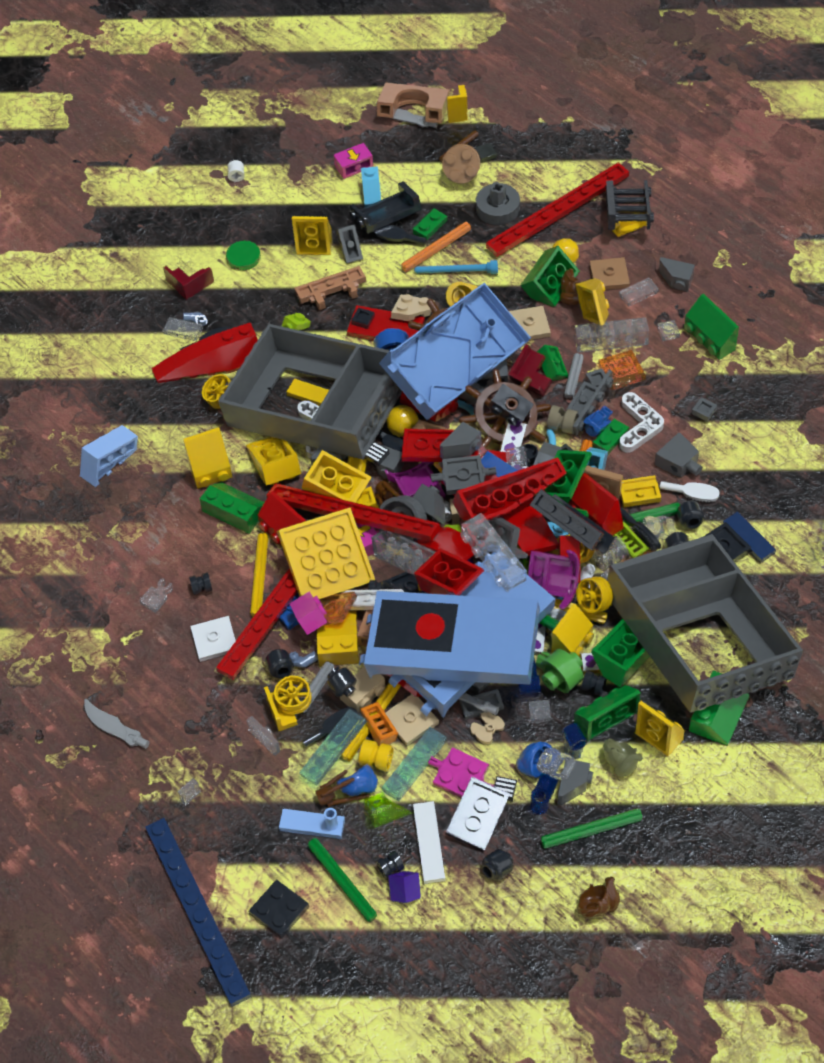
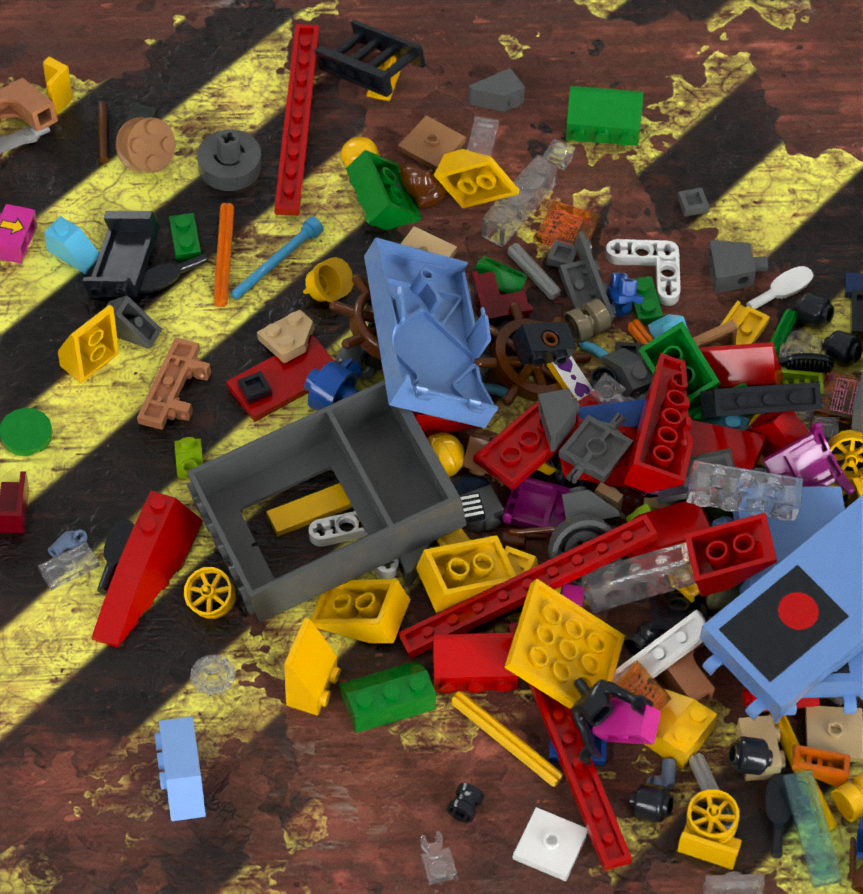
camera: 55 degrees left, 0 degrees up
(169, 427) = (213, 664): none -> clear gear
(295, 591) = (596, 708): none -> black piece

